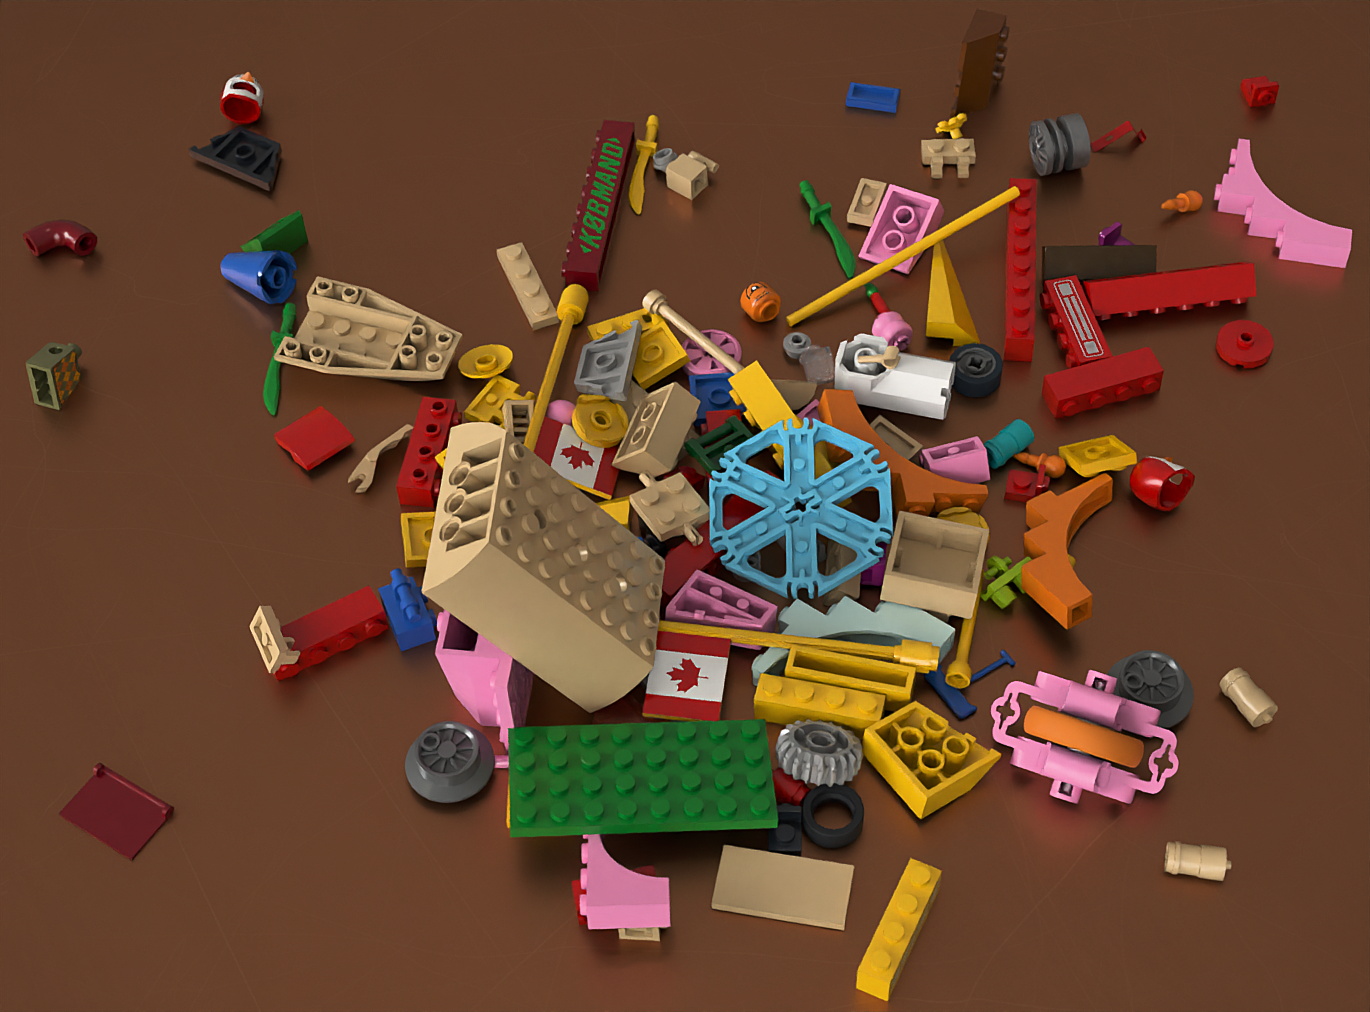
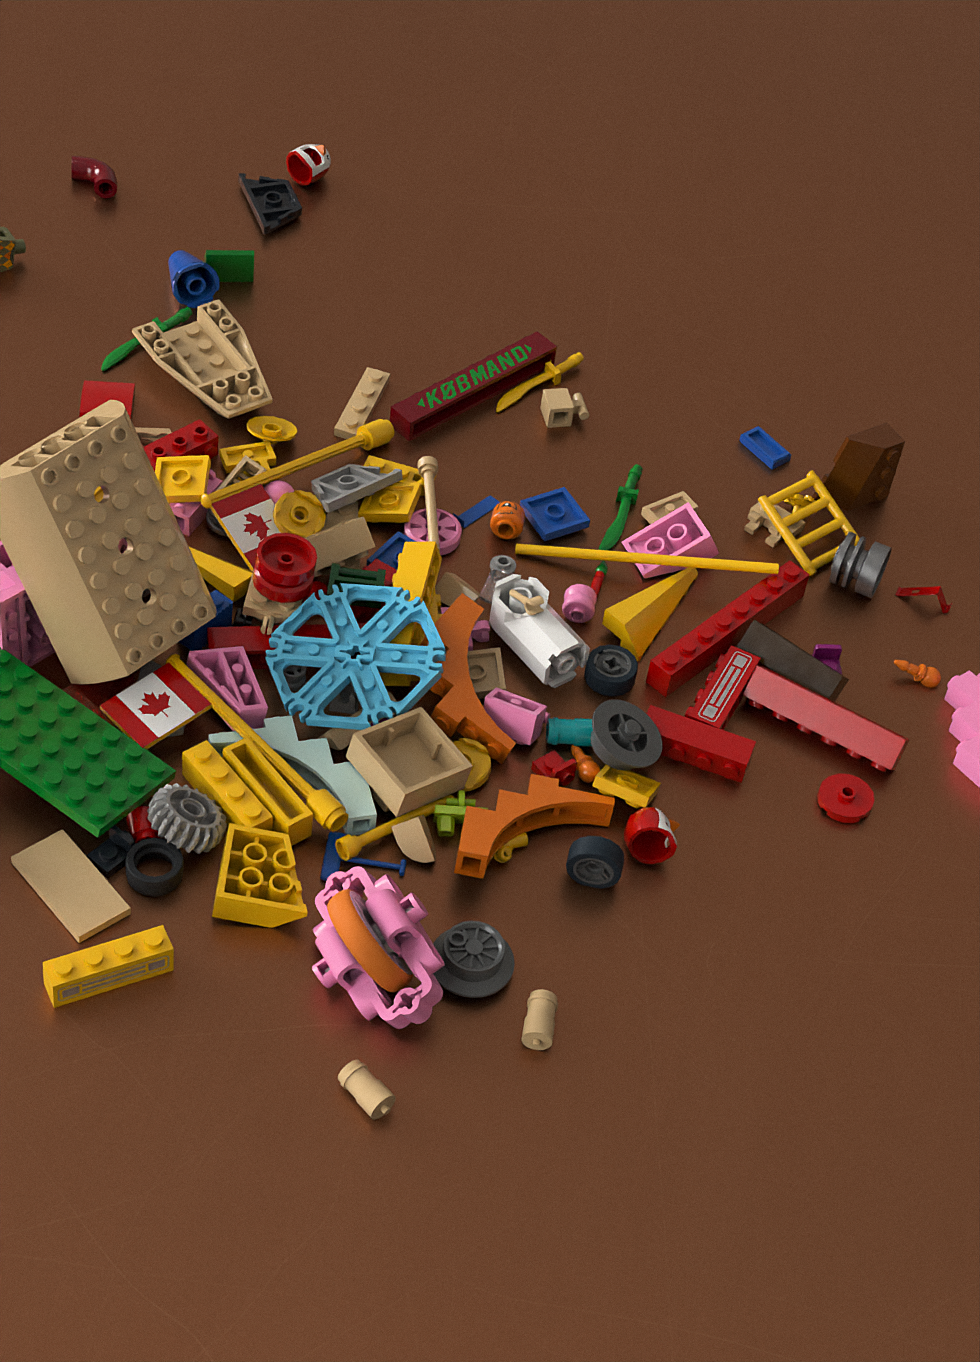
camera: 30 degrees right, 5 degrees down
(663, 158) = (555, 383): light grey plate -> none
(669, 474) = (284, 567): none -> red wheel
(721, 310) = (477, 511): none -> blue piece
(787, 269) = (554, 514): none -> blue plate
(967, 151) = (782, 524): none -> yellow bar
(997, 626) = (415, 839): none -> tan brick
(1061, 416) = (624, 736): none -> dark grey wheel
(1148, 536) = (595, 862): none -> black wheel

